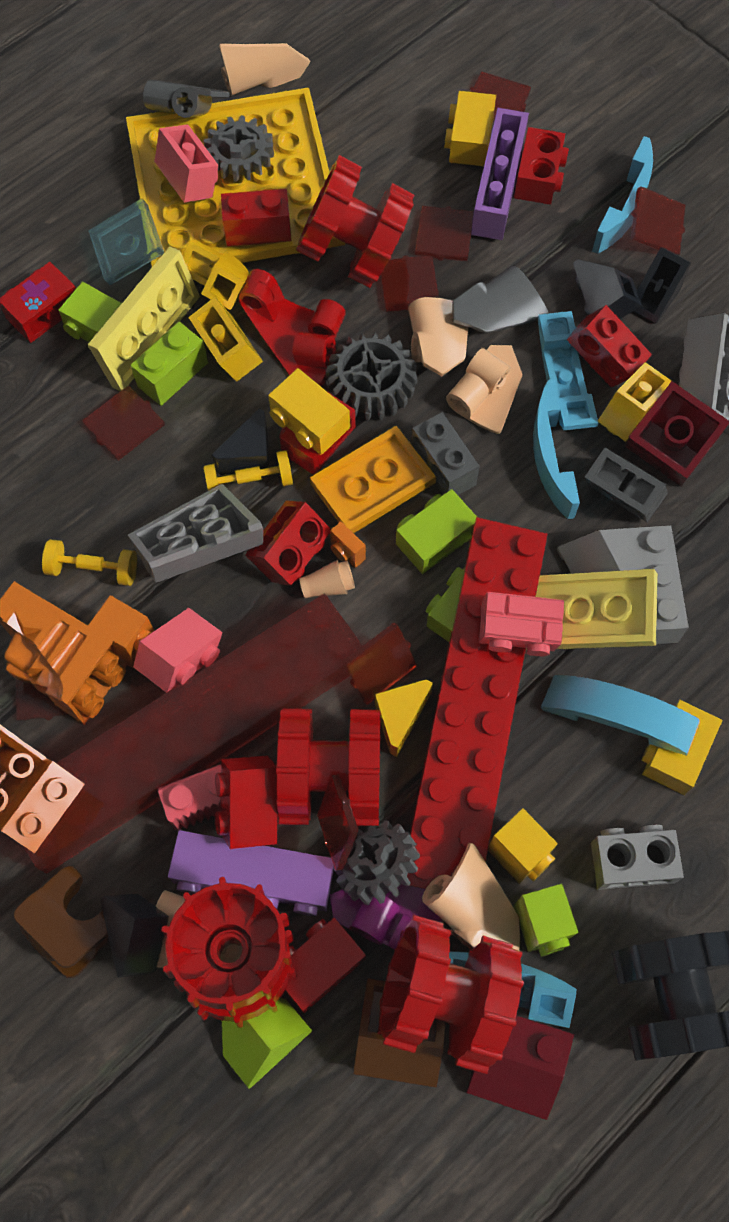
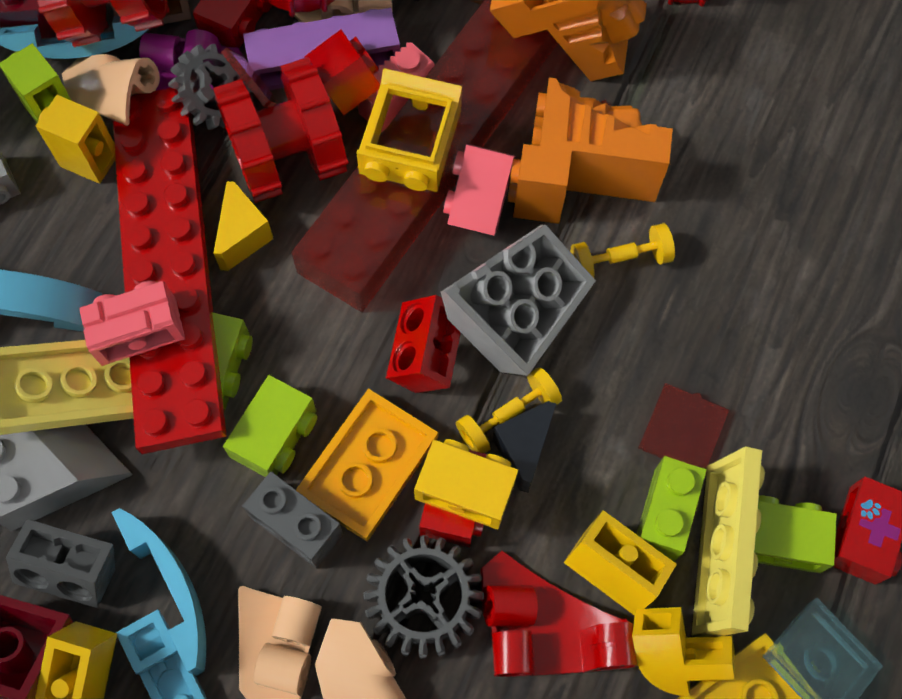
camera: 155 degrees right, 0 degrees up
(193, 731) = (404, 167): none -> yellow window
(330, 579) = (365, 332): light nougat cone -> none
(347, 545) = (363, 372): orange plate -> none
(380, 663) = (276, 258): clear red piece -> none

